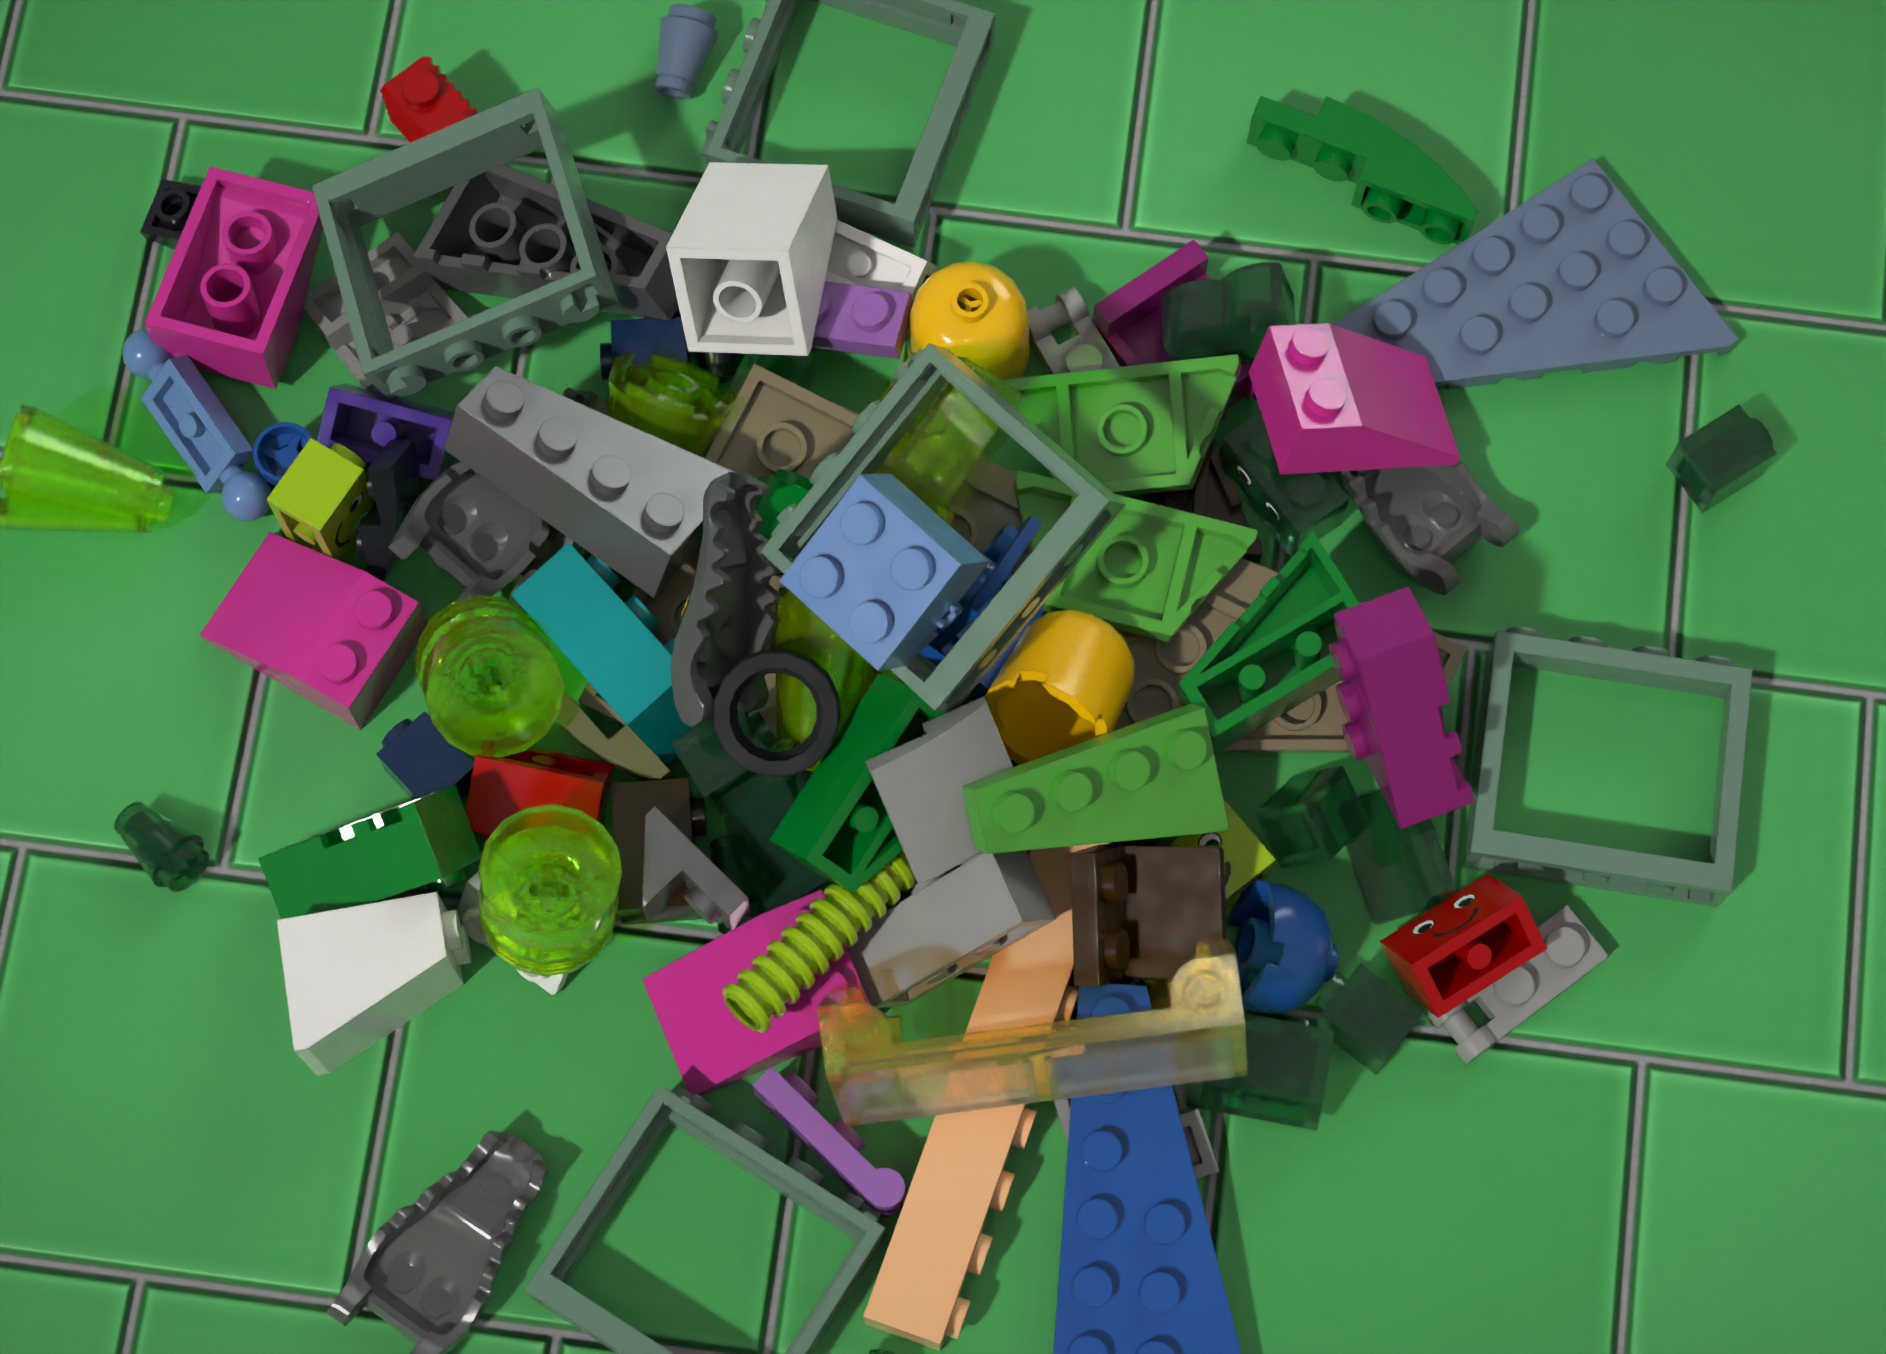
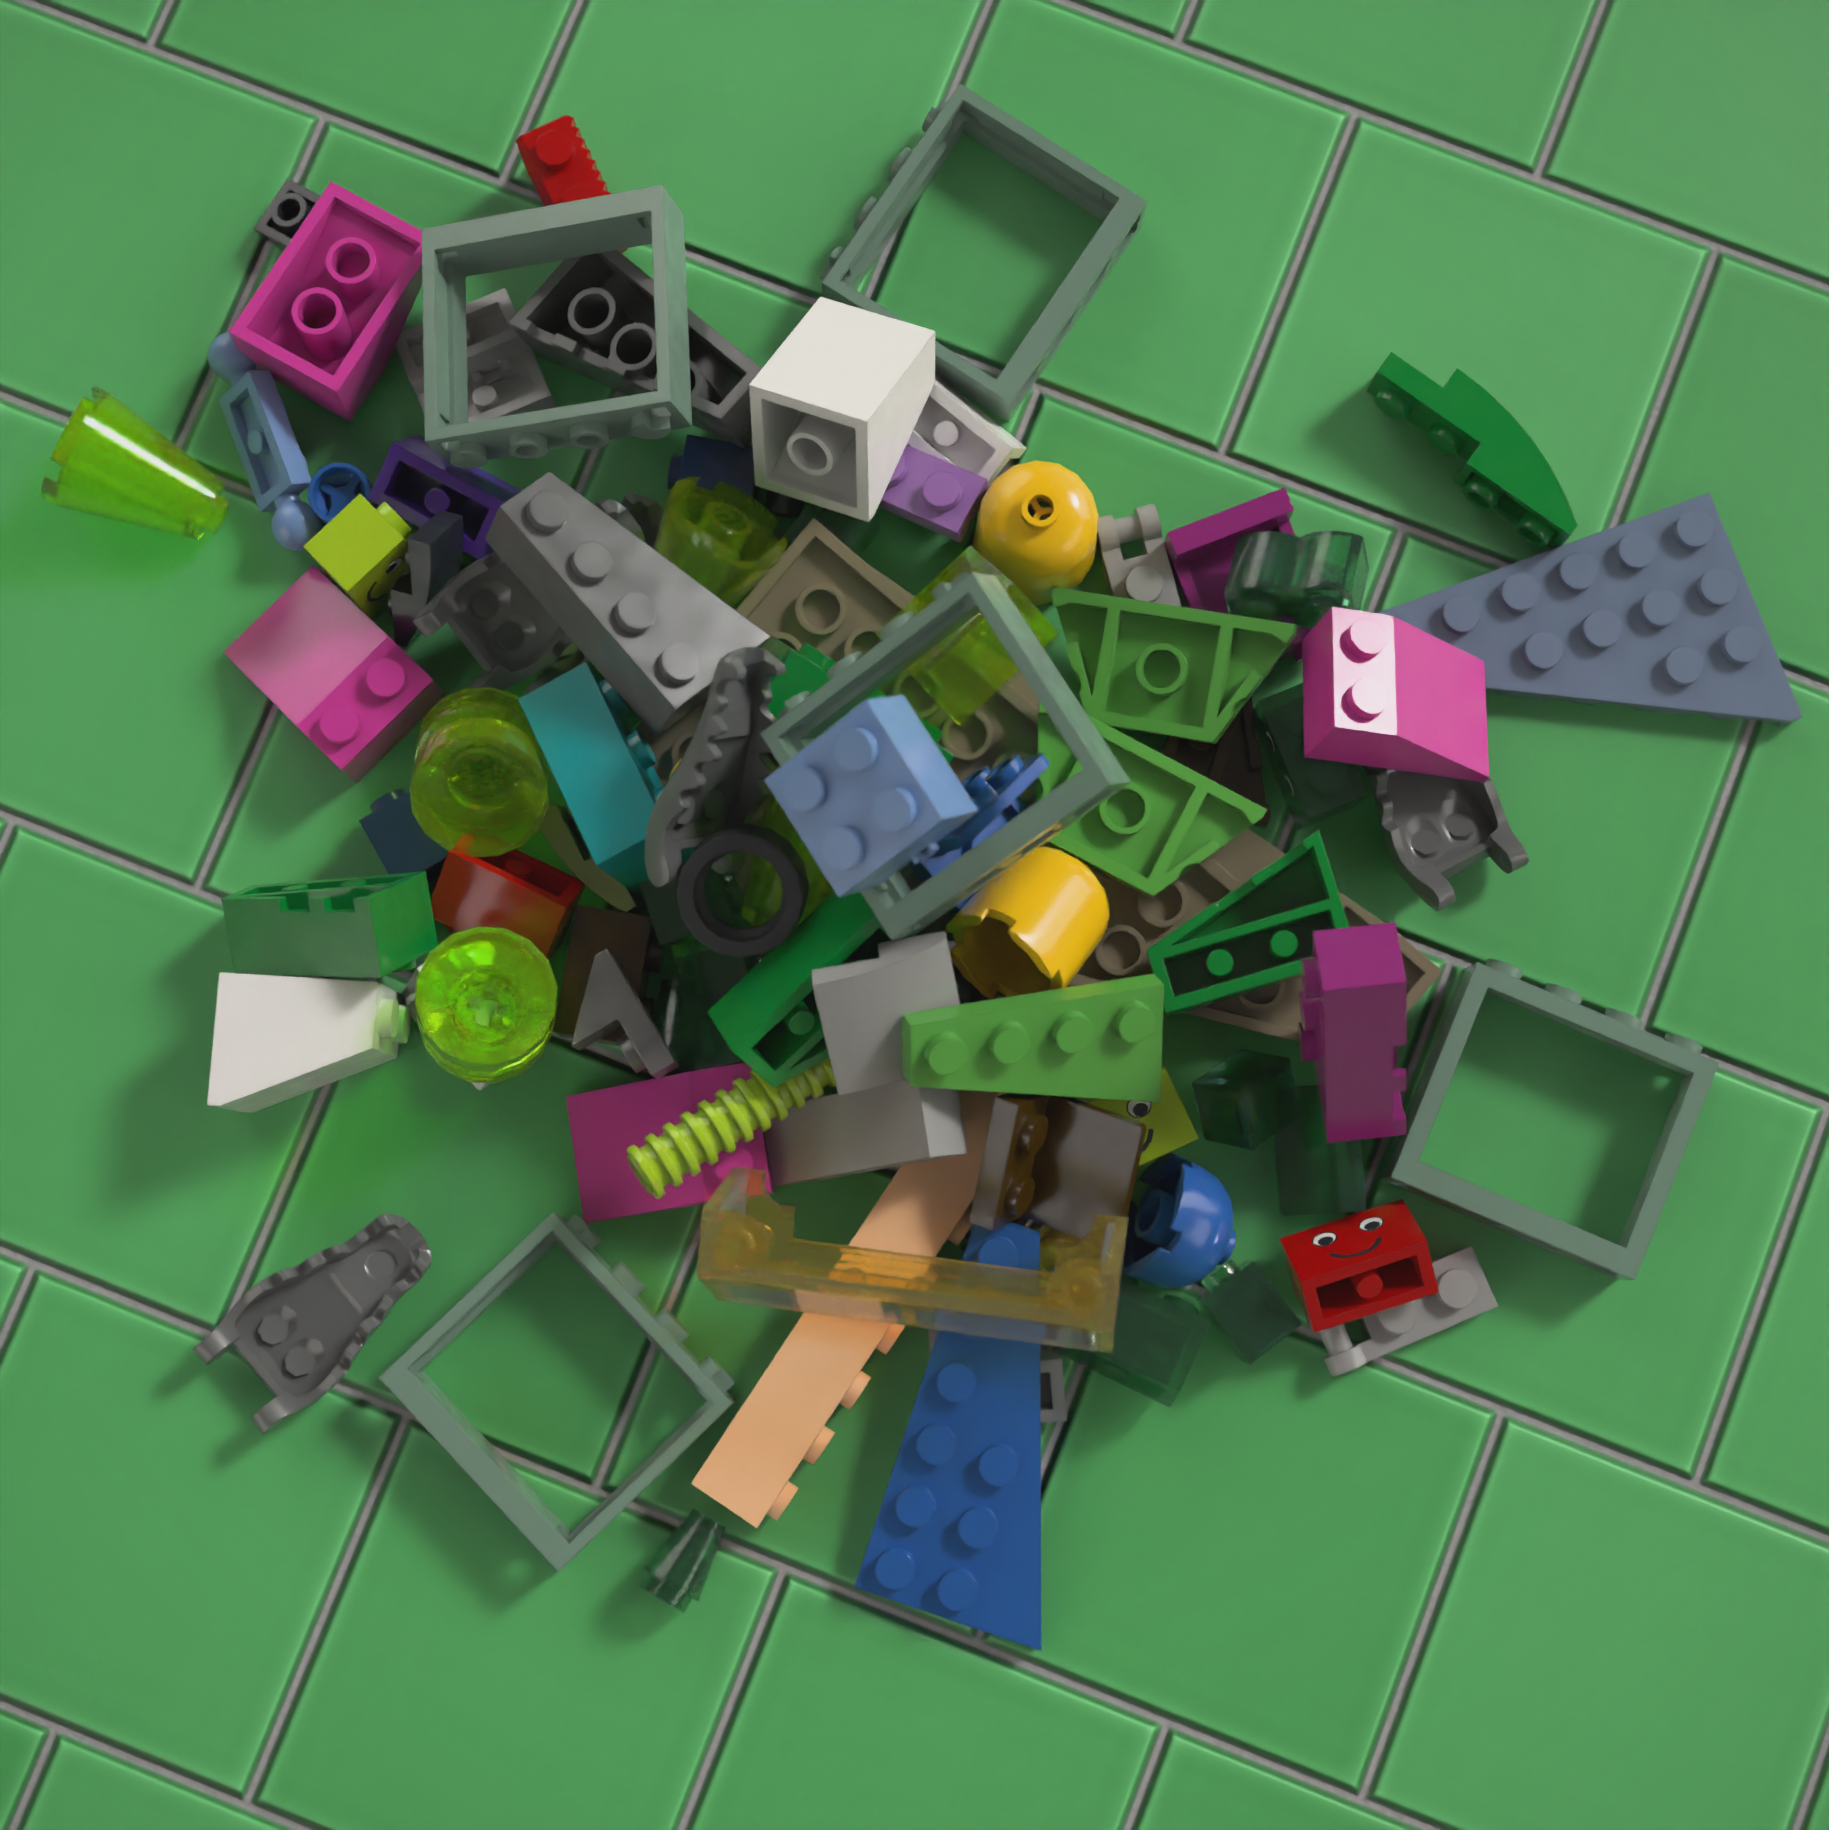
camera: 15 degrees right, 10 degrees up
(162, 847) = (140, 856): clear green cone -> none
(683, 49) = (829, 163): sand blue cone -> none
(832, 1143) = (677, 1257): medium lavender plate -> none
(1722, 457) = (1751, 835): clear green brick -> none

